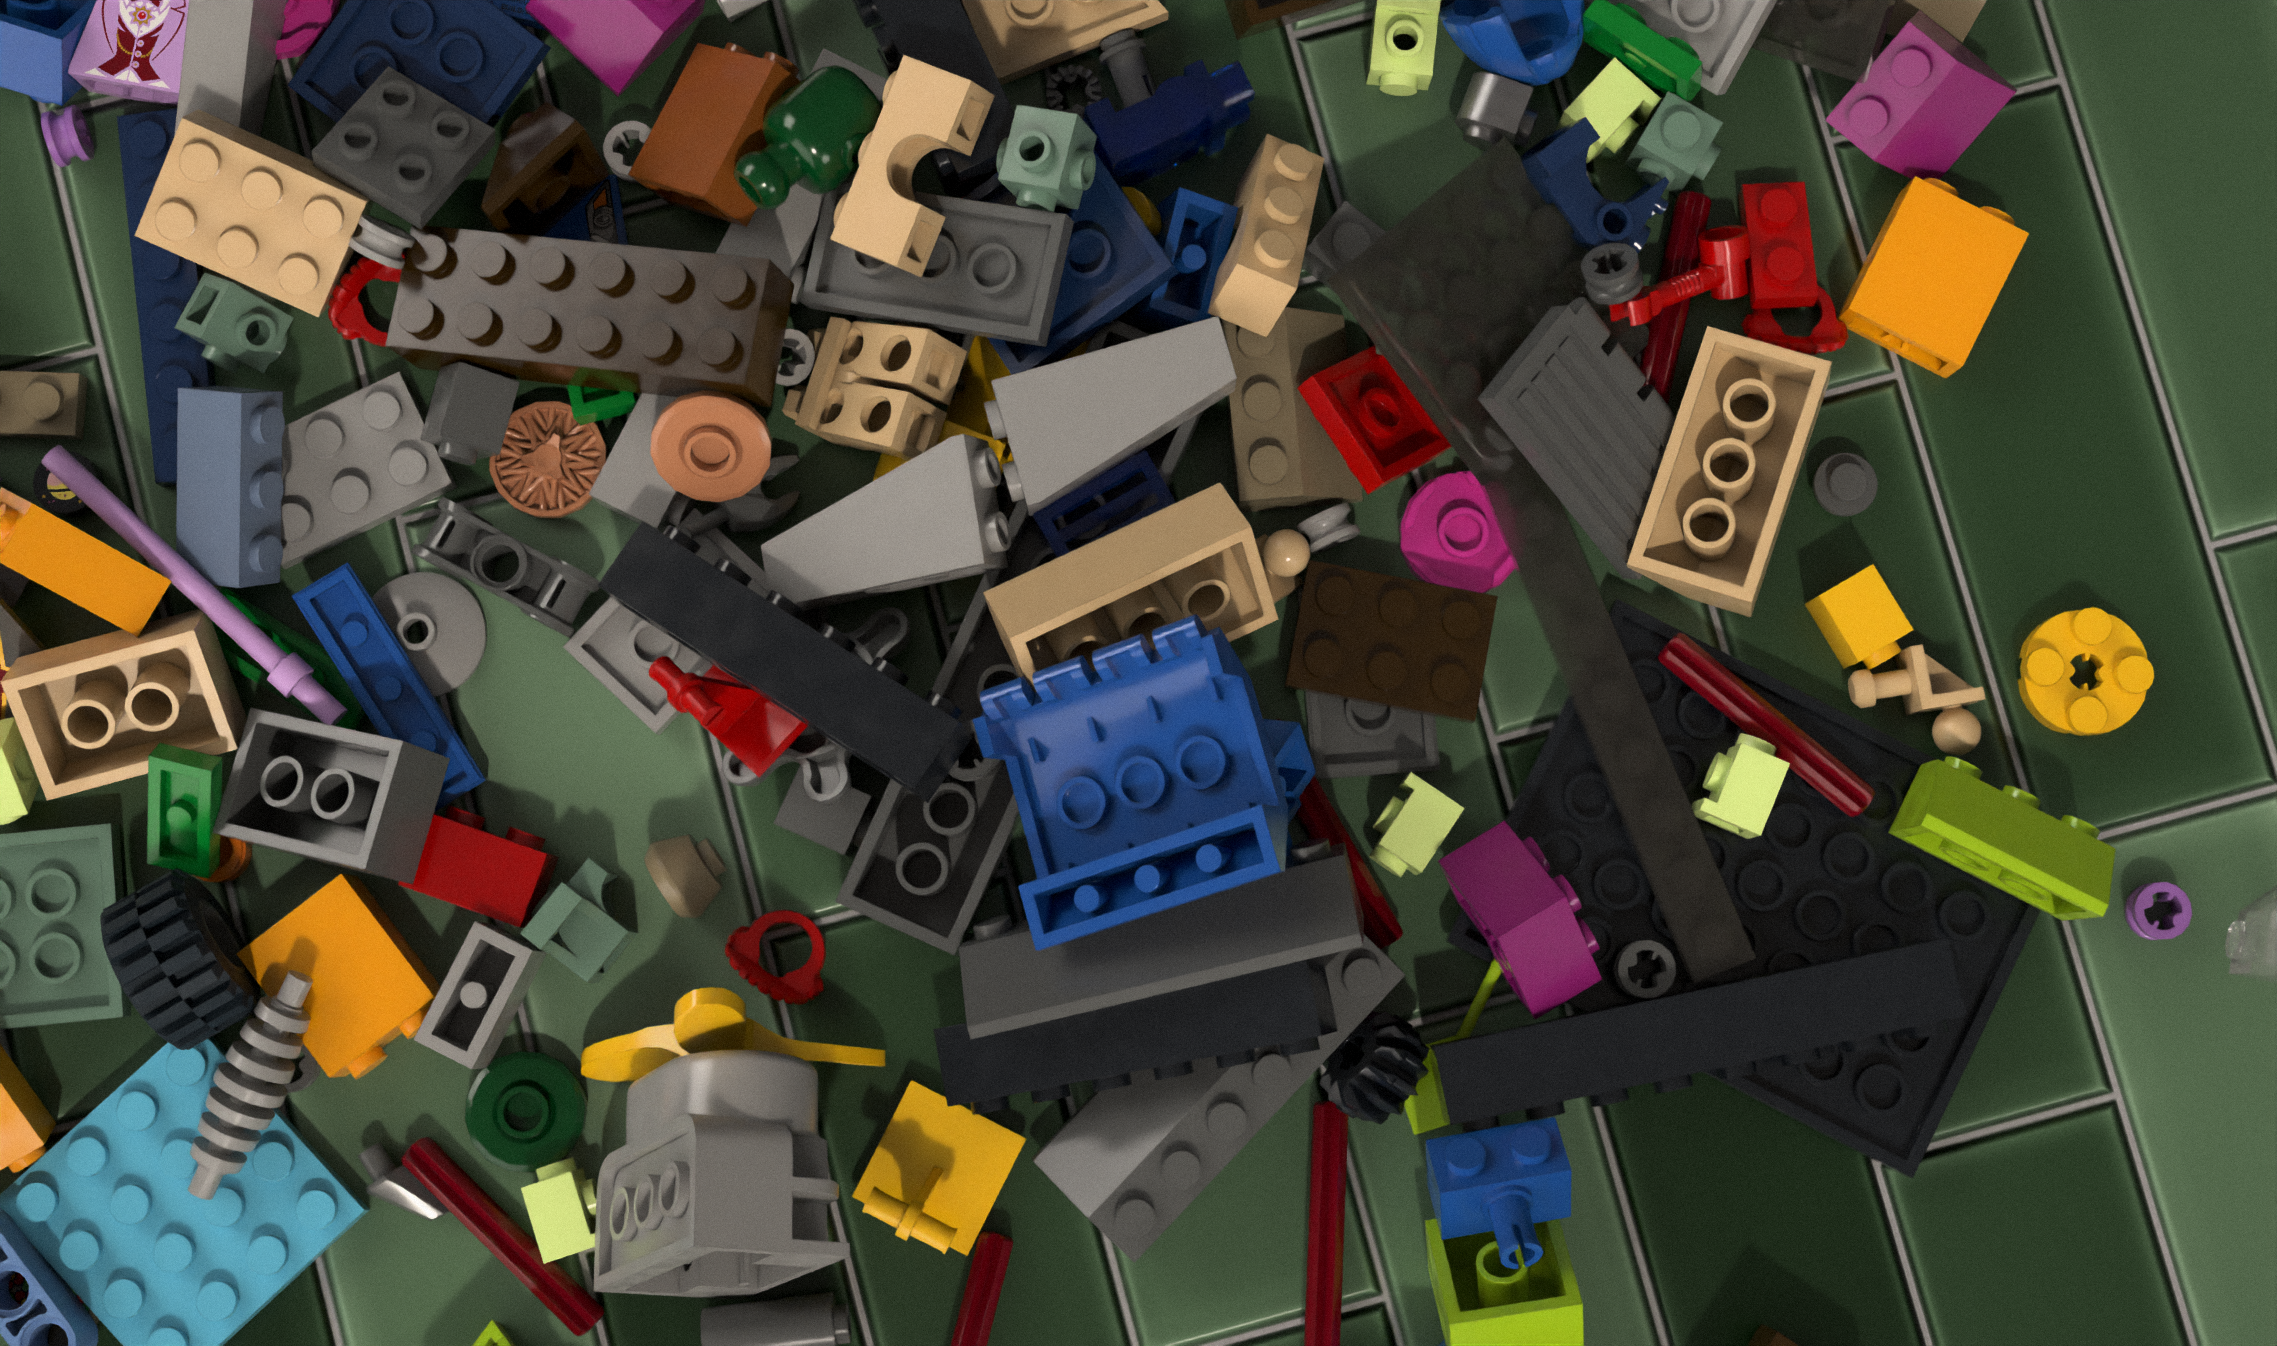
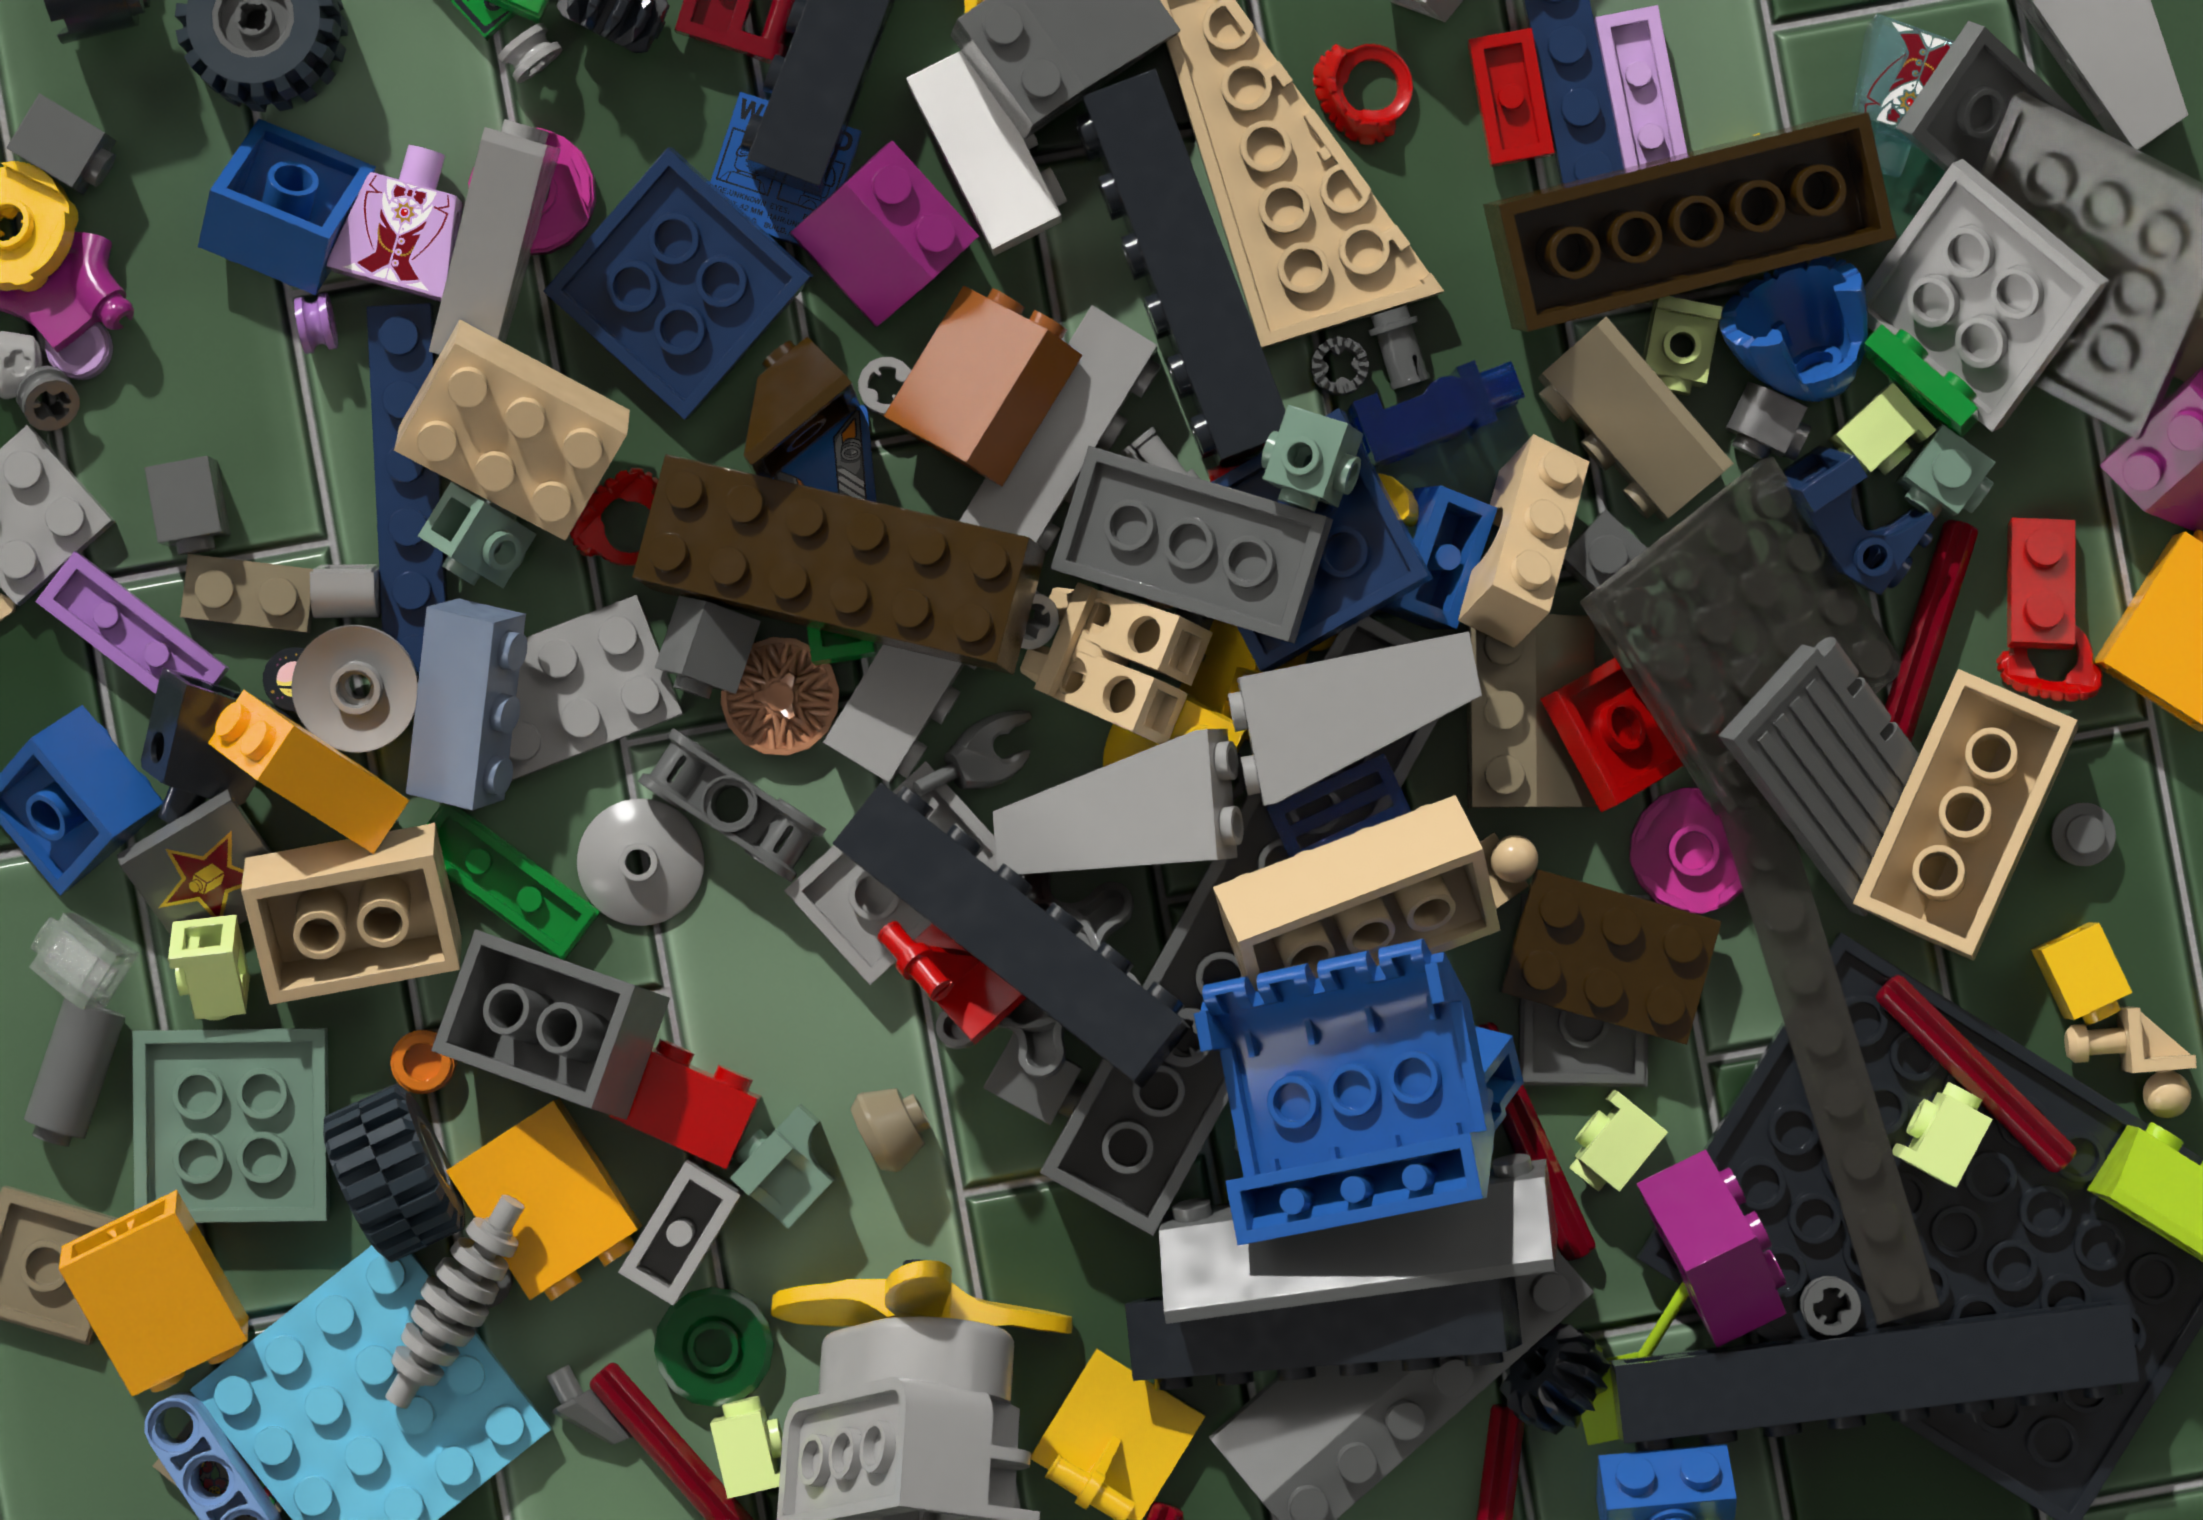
camera: 10 degrees right, 5 degrees up
(107, 391) = (345, 591): none -> light grey brick
(109, 453) = (329, 705): none -> light grey dish
(183, 810) = (404, 1026): green plate -> none
(287, 672) = (513, 897): lavender bar -> none
(381, 241) = (637, 474): light grey bush -> none
(384, 675) = (603, 902): blue tile -> none
(404, 147) = (664, 376): dark grey plate -> none
(711, 446) = (952, 710): nougat wheel -> none
(795, 986) = (990, 1247): red piece -> none
(810, 137) = (1080, 409): dark green piece -> none
(919, 114) = (1143, 496): tan arch -> none
(1328, 528) = (1558, 836): light grey bush -> none
(1364, 115) = (1632, 422): none -> dark tan slope
(1612, 273) = (1867, 594): dark grey bush -> none
(1720, 270) = (1981, 607): red brick -> none

